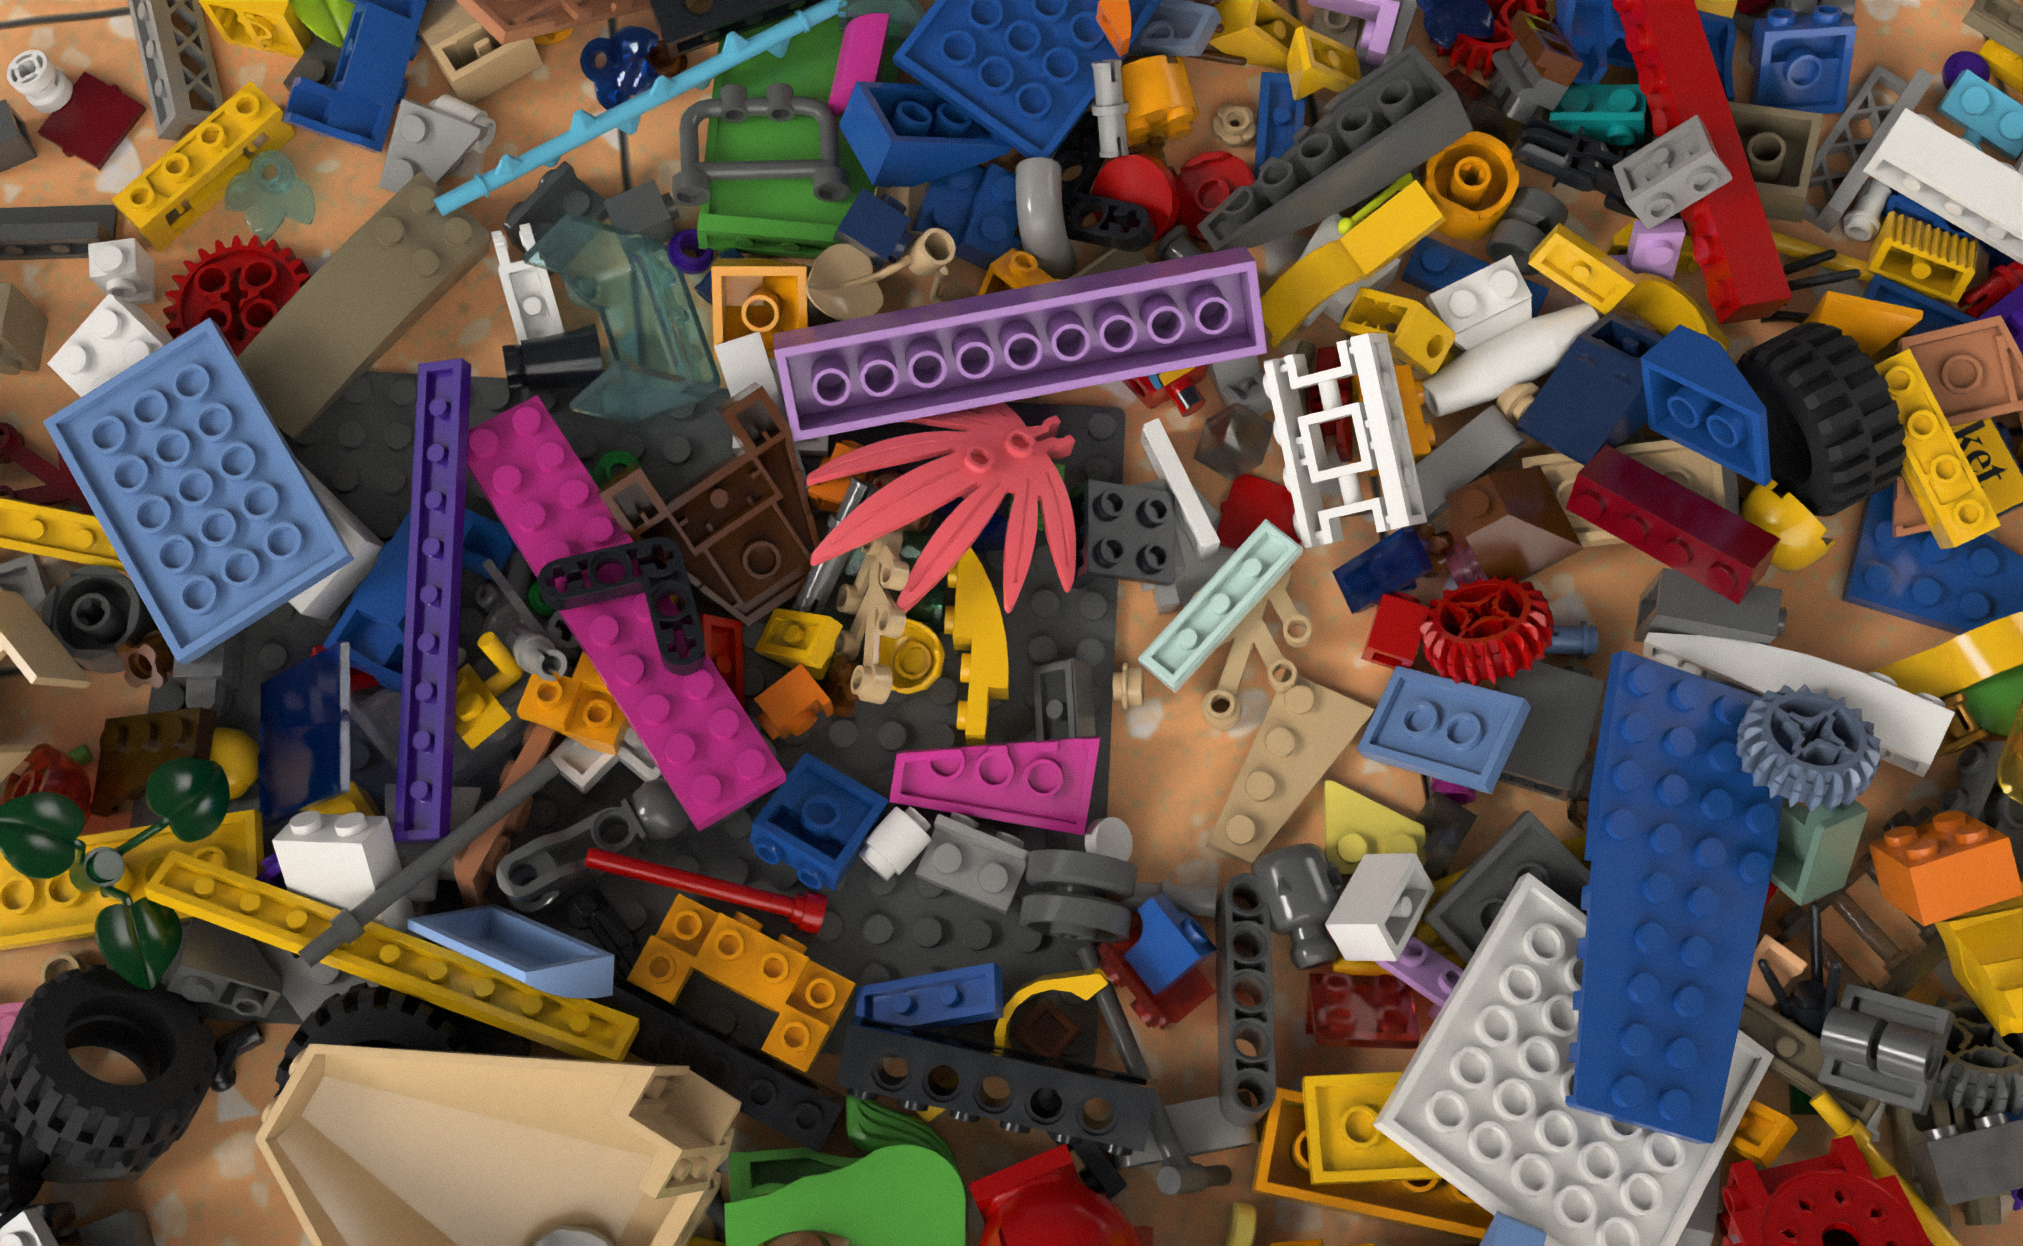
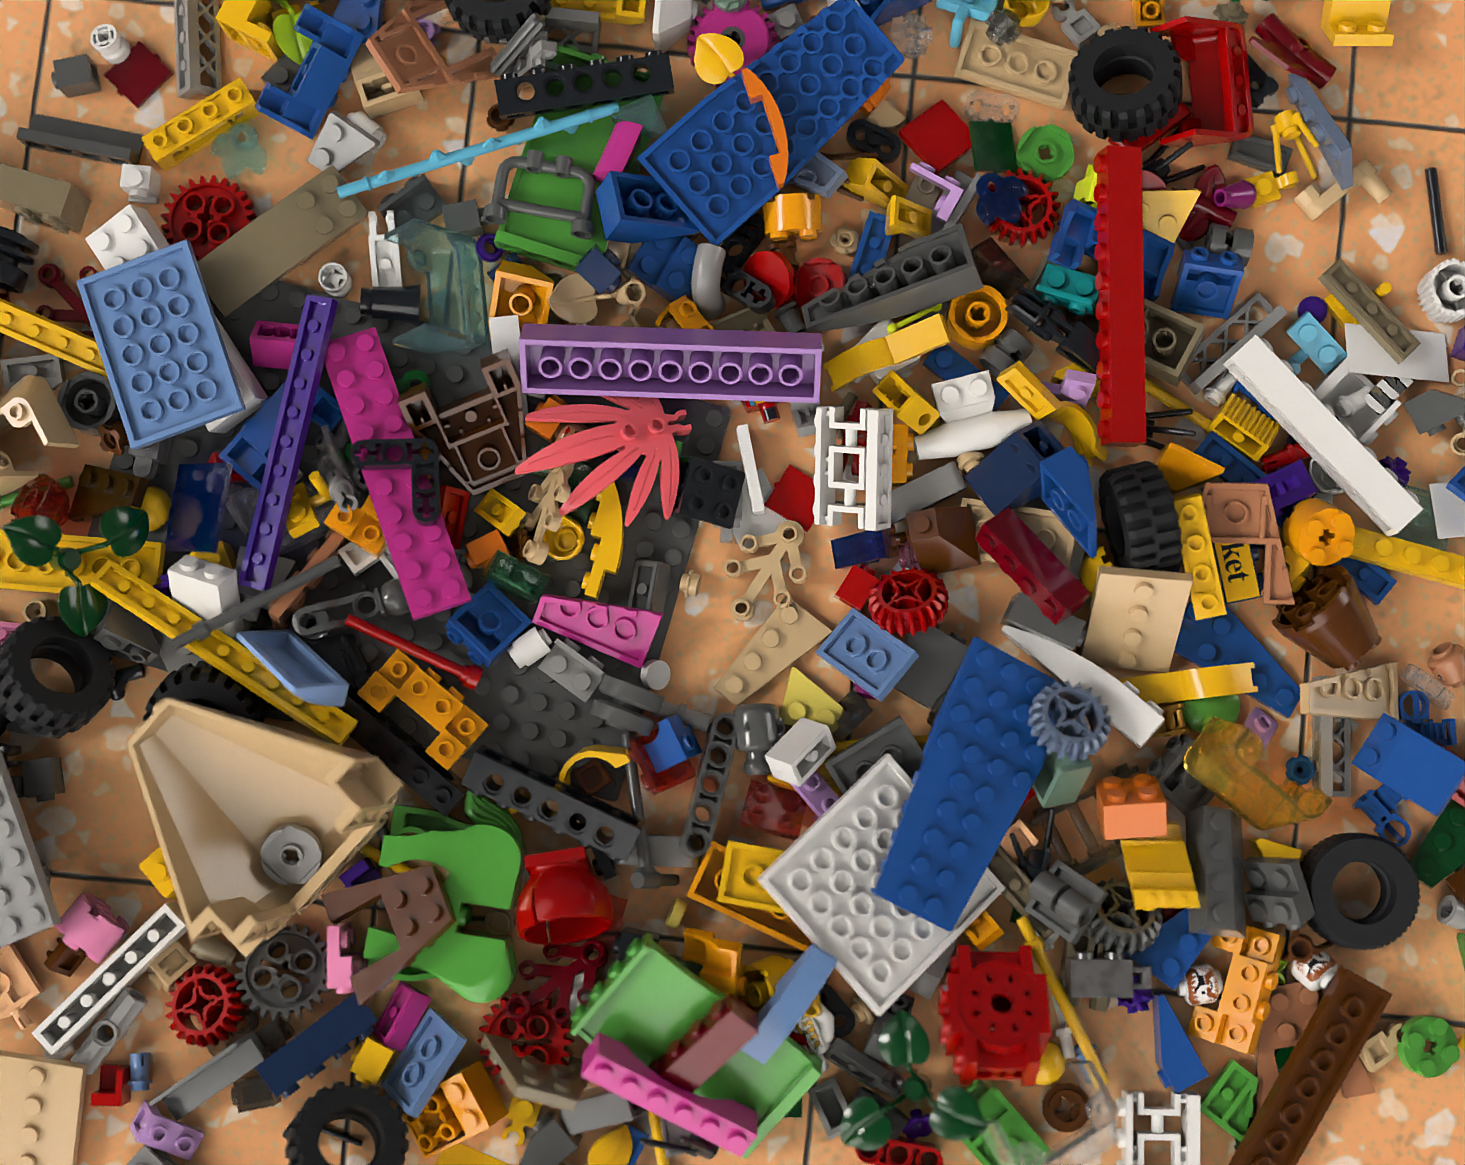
camera: 15 degrees right, 10 degrees up
(378, 463) = (273, 344): none -> dark pink brick
(453, 339) = (331, 275): none -> white wheel
(626, 67) = (475, 117): clear blue plate -> none
(824, 576) = (519, 482): dark grey pin -> none
(846, 735) = (515, 577): none -> clear green slope
(935, 998) = (530, 745): blue plate -> none
(1110, 108) = (764, 221): light grey pin -> none
(1220, 605) = (756, 548): light aqua tile -> none
(1234, 441) = (789, 448): clear smoke brick -> none
(1534, 68) = (1035, 252): hips -> none
(1574, 640) = (960, 616): medium blue pin -> none
(1671, 173) = (1093, 347): light grey bracket -> none
(1857, 568) = (1135, 618): none -> tan plate

